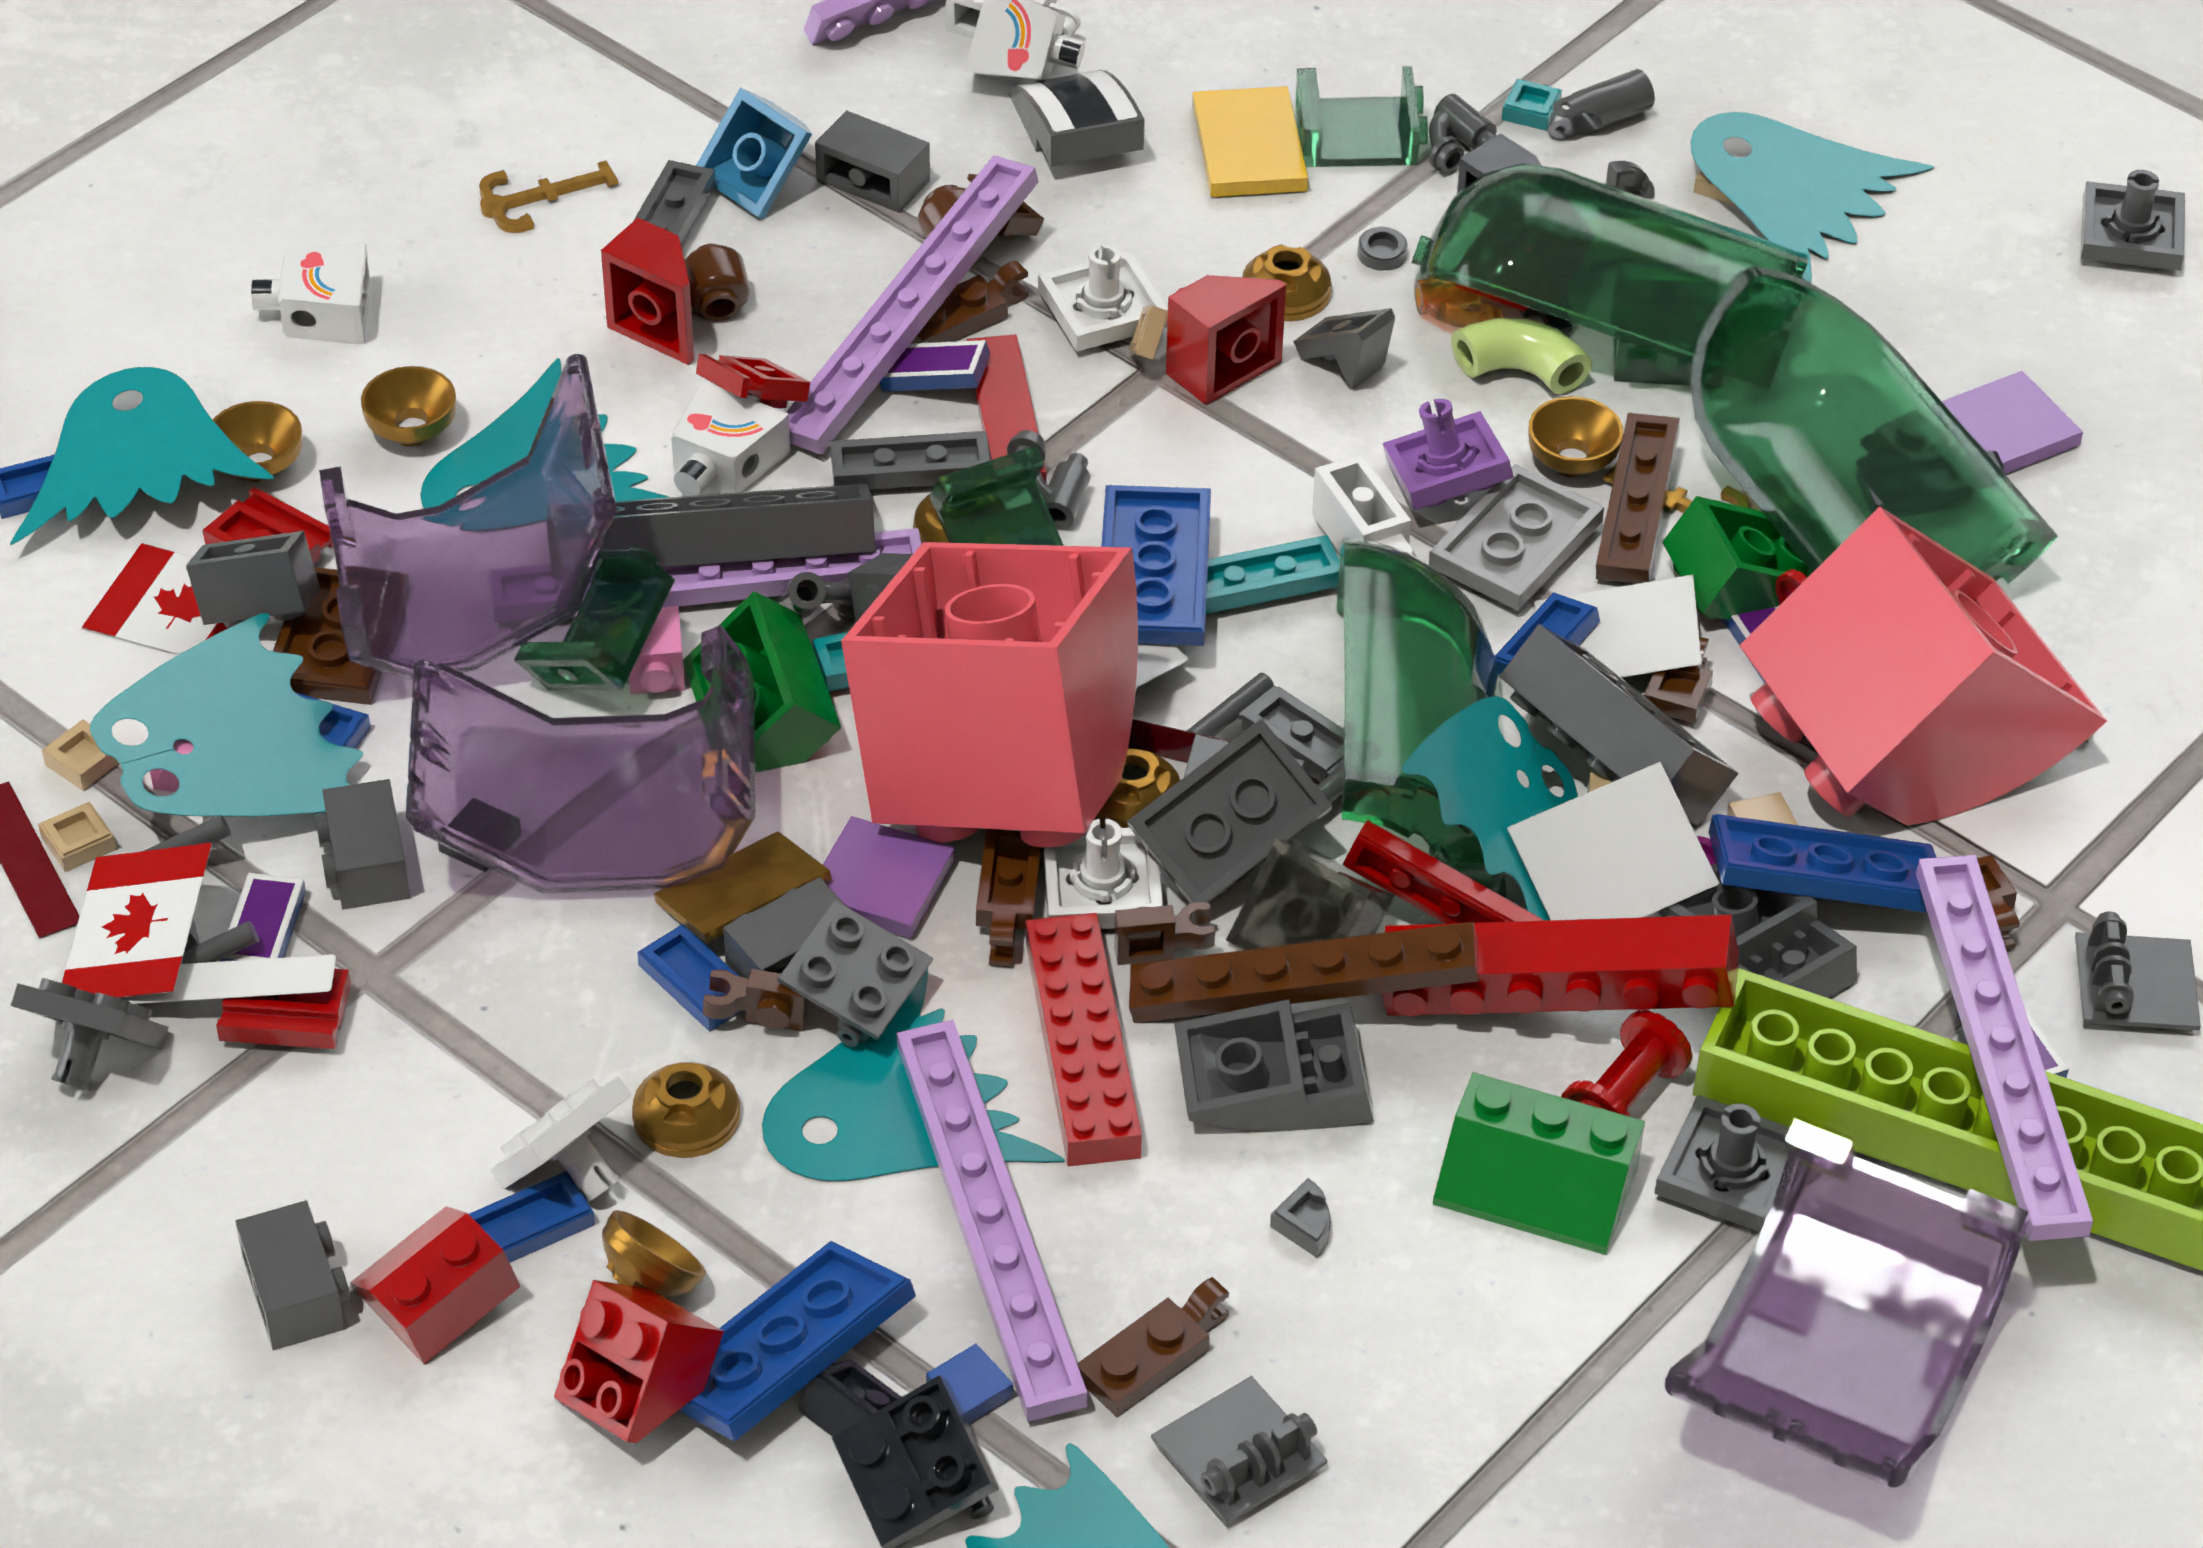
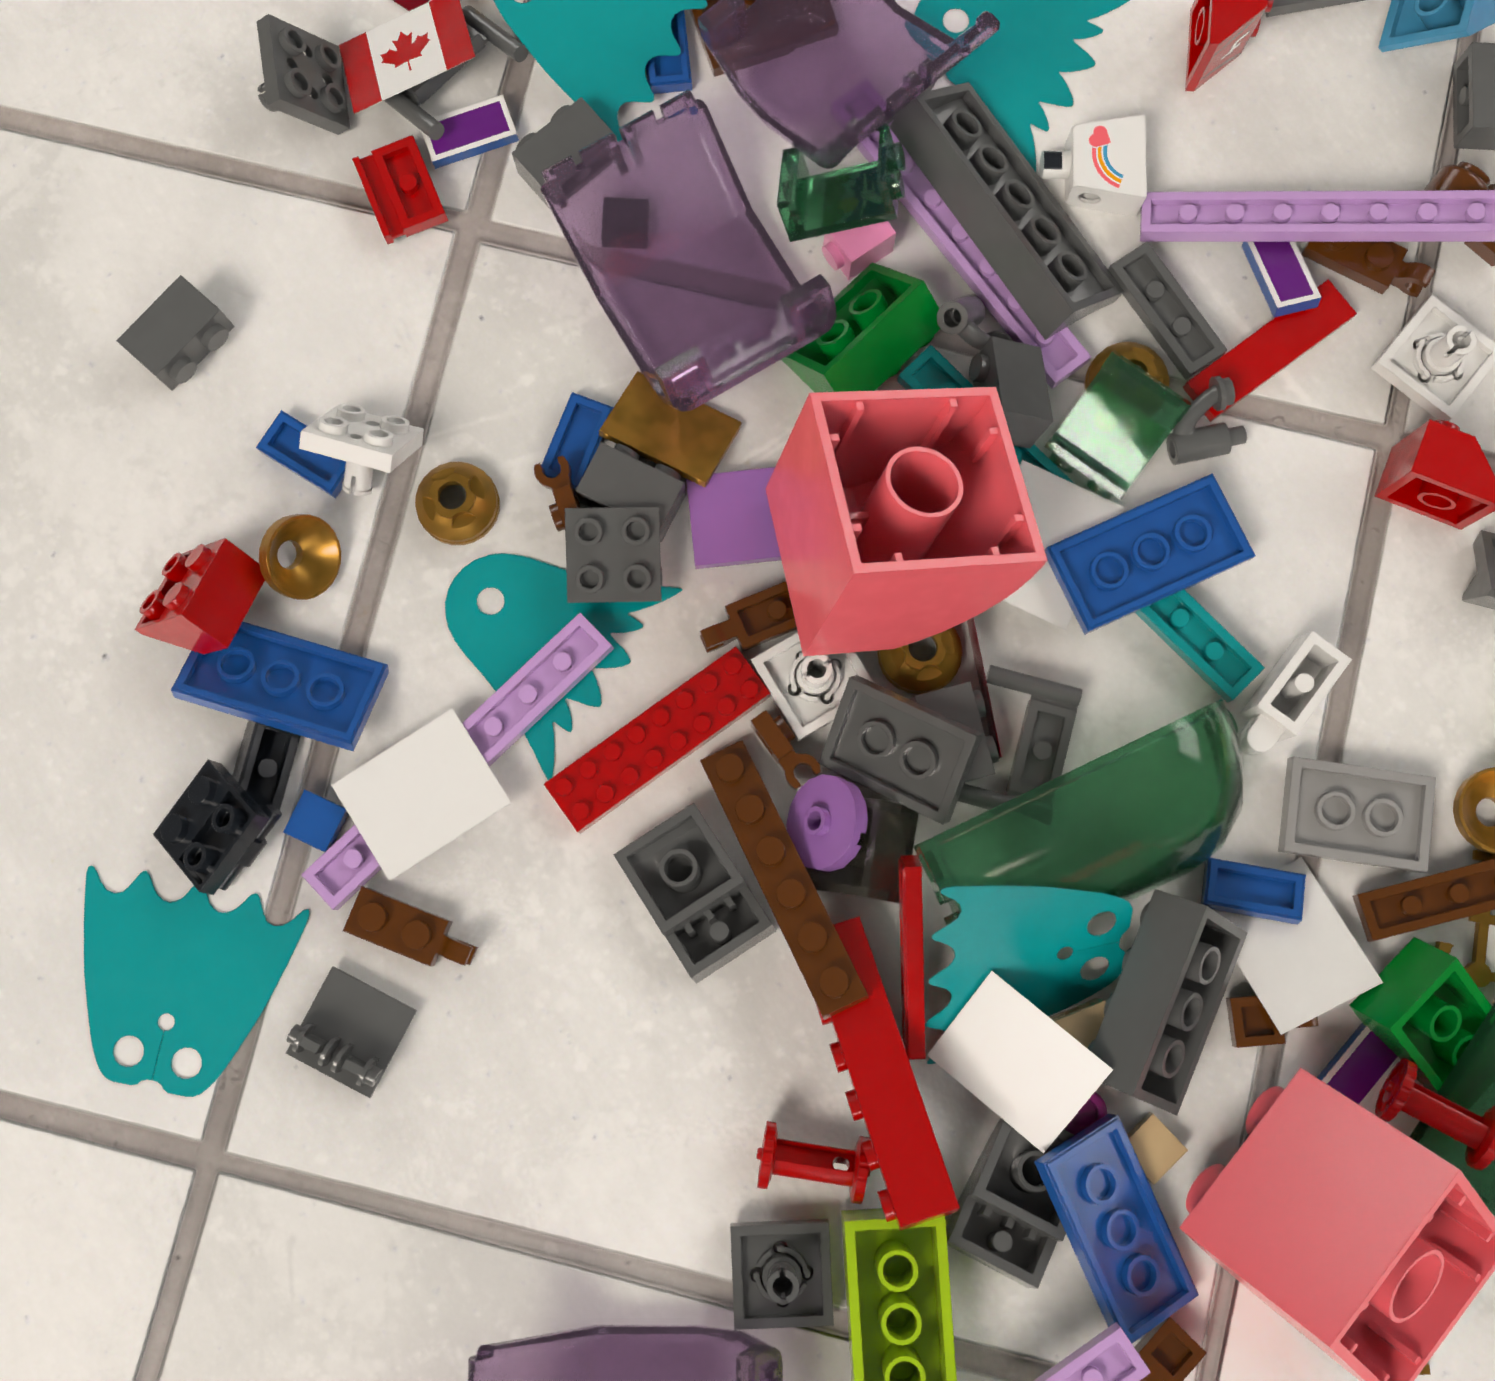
camera: 65 degrees right, 35 degrees up
(248, 979) = (399, 155): white sticker -> none
(437, 1282) = (211, 425): red slope -> none
(717, 281) = (1274, 58): reddish brown head -> none
(754, 377) = (1175, 148): red plate -> none
(1006, 1255) = (421, 794): none -> white sticker
(1148, 331) = (1412, 415): tan tile -> none
(1288, 893) = (827, 822): none -> medium lavender plate
(1304, 1218) = (579, 979): dark grey tile -> none
(1447, 457) = (1414, 712): medium lavender plate -> none
(1539, 1163) = (701, 1132): green slope -> none

